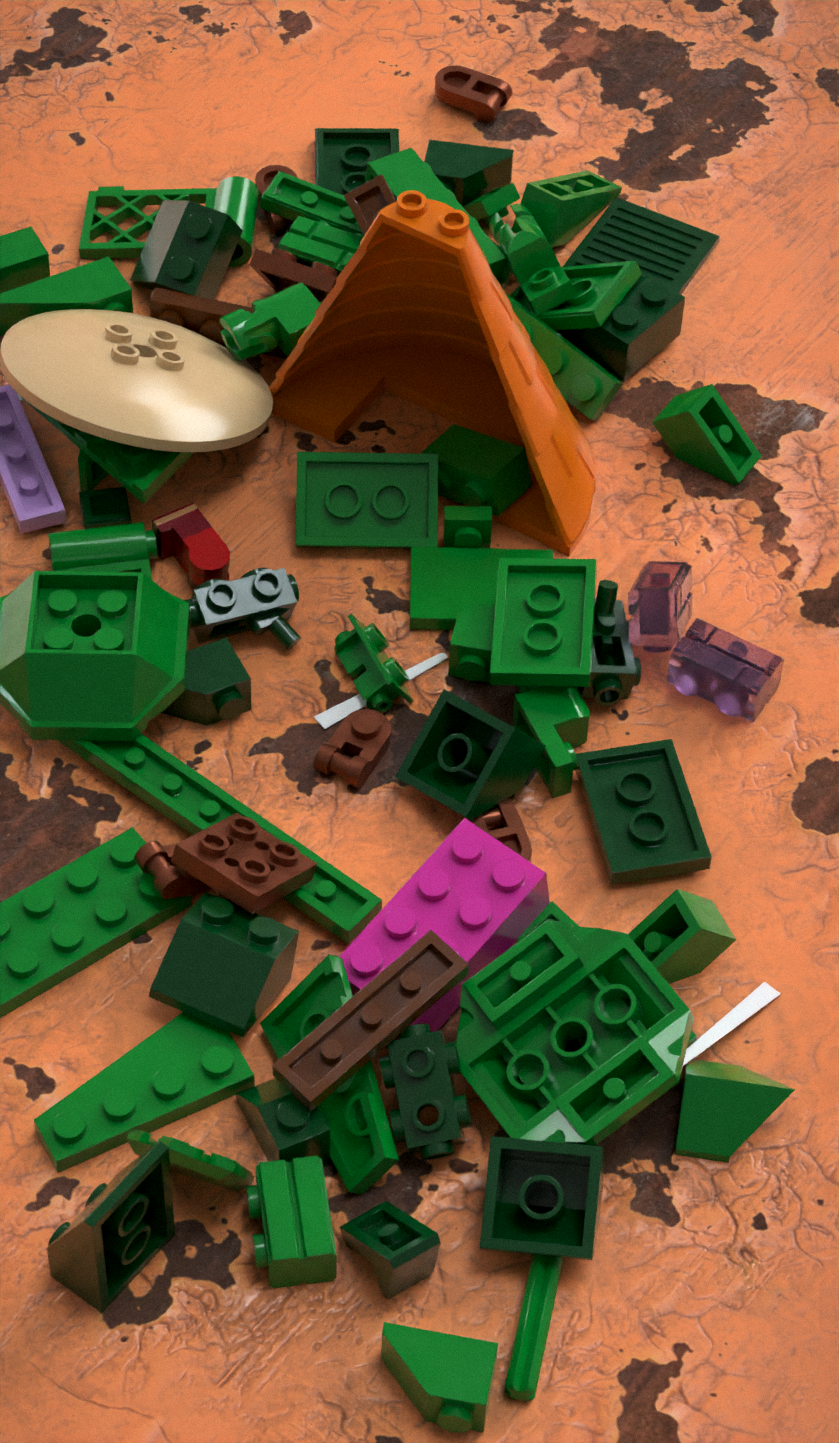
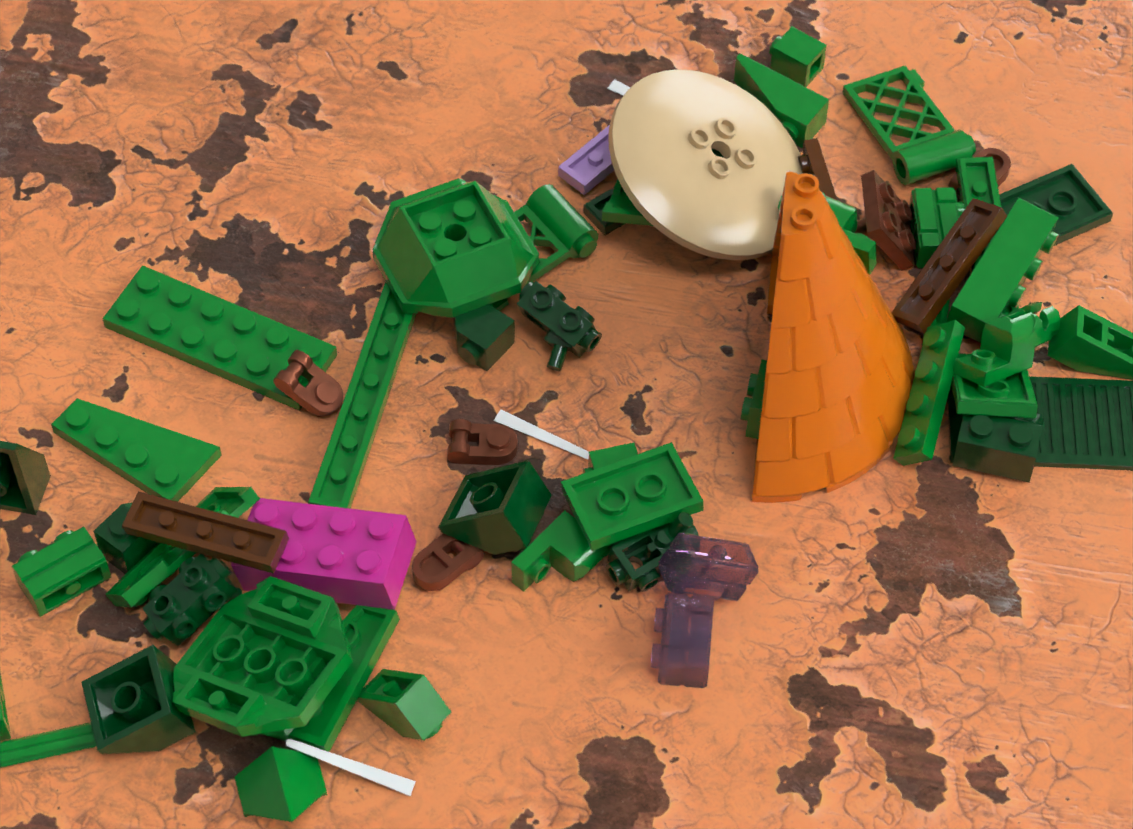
camera: 65 degrees right, 5 degrees up
(187, 249) = (868, 145): dark green slope -> none
(193, 544) = (605, 268): leg -> none
(194, 1163) = (62, 483): green tile -> none
(225, 964) = (238, 443): dark green slope -> none
(244, 862) = (313, 422): copper plate -> none
(366, 500) = (701, 349): green plate -> none
(384, 677) = (561, 422): green hinge -> none
(396, 1246) = (61, 630): dark green slope -> none
(451, 575) = (681, 426): green tile -> none
(467, 526) = (720, 423): green plate -> none
(469, 168) = (1088, 271): dark green slope -> none
(493, 202) = (1068, 300): green plate -> none
(642, 812) = (519, 639): dark green plate -> none
(707, 434) = (921, 540): green slope -> none

